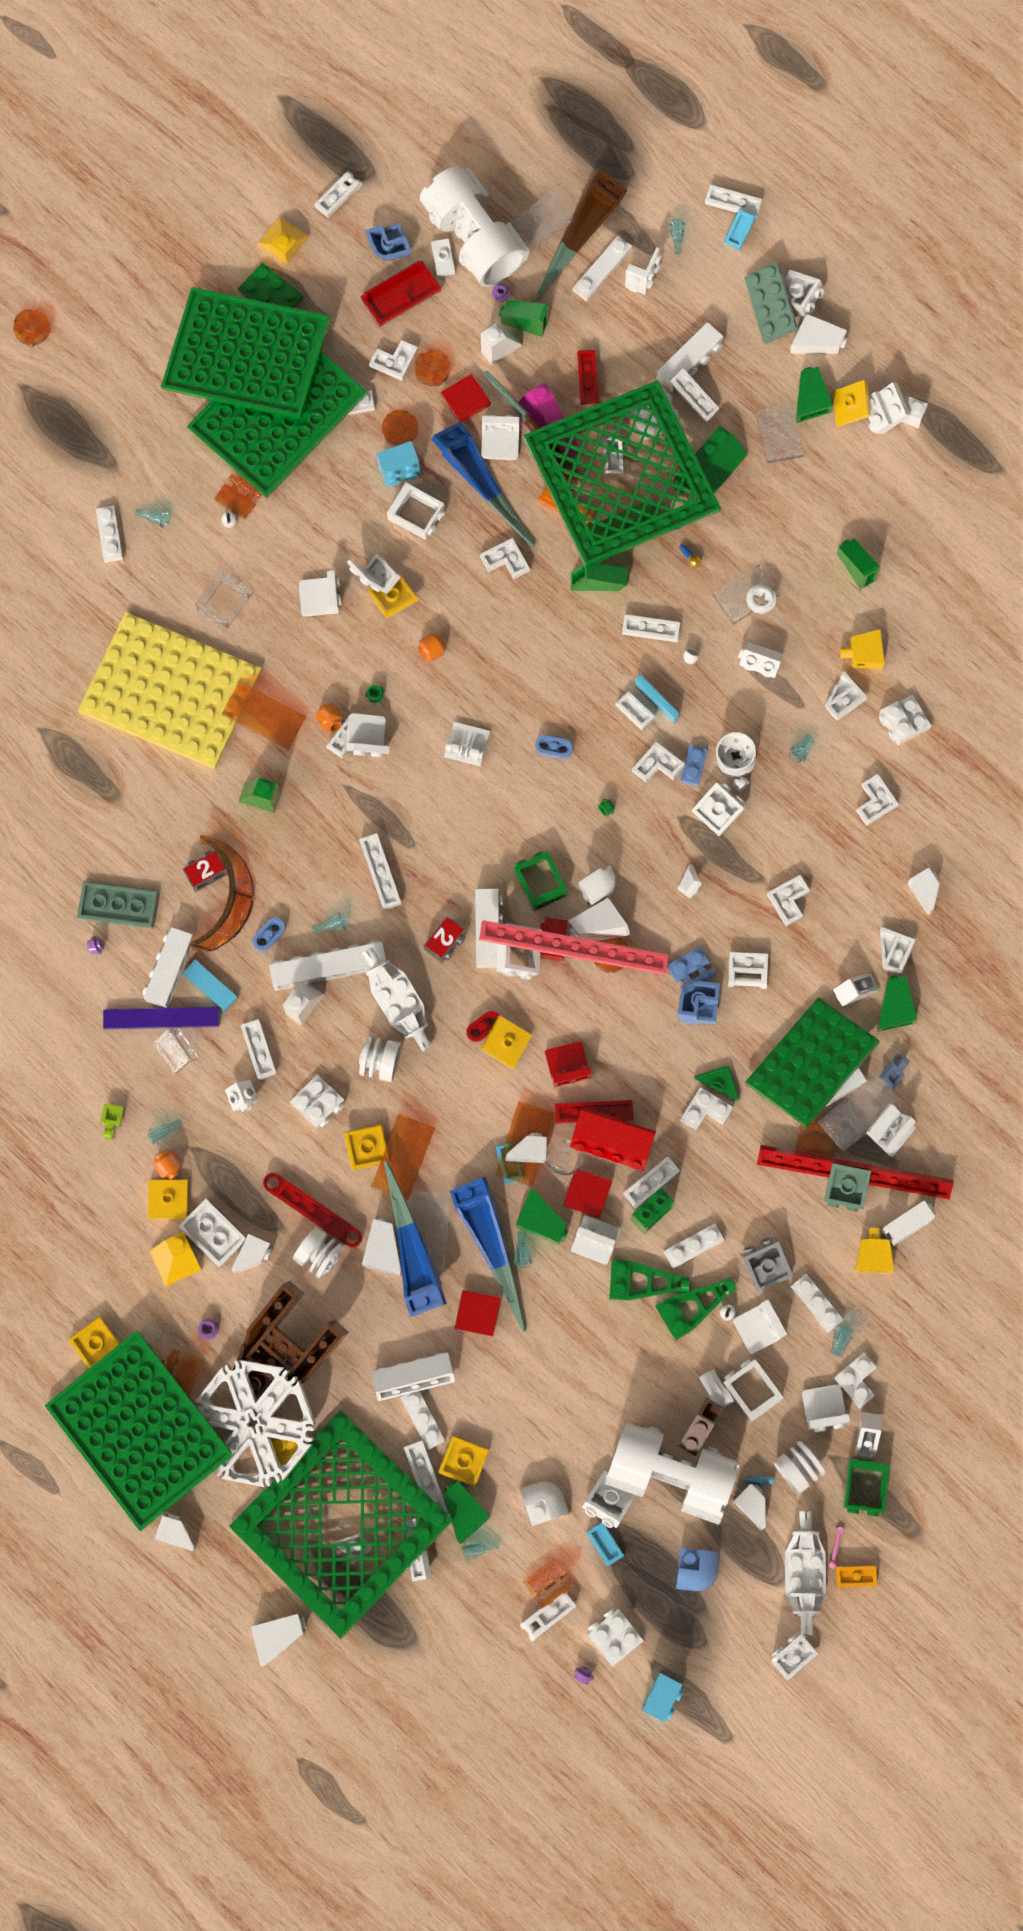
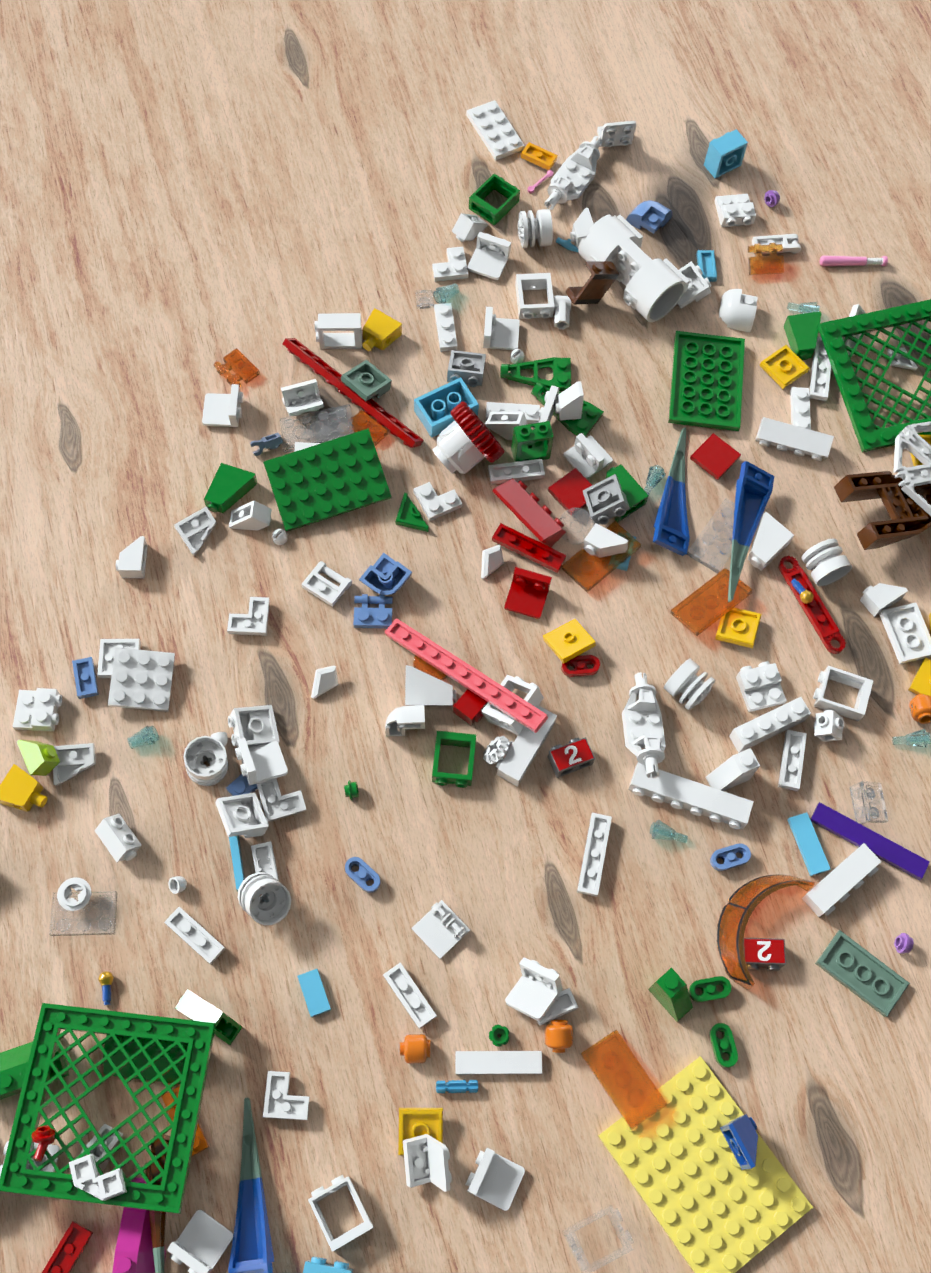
camera: 155 degrees left, 10 degrees down
(155, 718) = (742, 1140): none -> blue slope
(200, 785) = (723, 1045): none -> green plate
(224, 1140) = (861, 683): none -> white window
(231, 820) = (709, 989): none -> green plate
(293, 1068) = (769, 724): none -> white brick
(320, 1208) = (805, 595): none -> piece
(364, 675) = (498, 1062): none -> white tile
(385, 640) = (457, 1086): none -> dark azure axle
(459, 681) = (409, 995): none -> white plate
(466, 1640) = (852, 261): none -> bright pink piece
(511, 912) = (496, 750): none -> white gear
(530, 1397) = (707, 381): none -> green plate
(533, 642) = (314, 993): none -> medium azure tile
(550, 1189) = (606, 500): none -> light grey plate
(601, 419) = (86, 1178): none -> white tile
(614, 677) = (273, 903): none -> white wheel
(619, 1078) = (491, 560): none -> white piece
(642, 1274) = (570, 402): none -> white slope
(649, 426) = (44, 1136): none -> red plate
(659, 1255) = (550, 398): none -> white plate
(676, 730) = (242, 815): none -> white plate
(688, 1222) = (504, 422): none -> white slope
(692, 780) = (261, 762): none -> white bracket
(710, 1175) = (466, 442): none -> piece
(756, 1205) = (436, 406): none -> medium azure brick
(815, 989) = (281, 539): none -> white hinge
(839, 792) = (141, 679): none -> white plate
(873, 683) = (38, 757): none -> lime slope
(886, 767) = (85, 678): none -> medium blue plate
(924, 1586) = (495, 130): none -> white plate
(959, 1080) = (223, 408): none -> white bracket
(977, 1138) = (240, 365): none -> clear orange plate

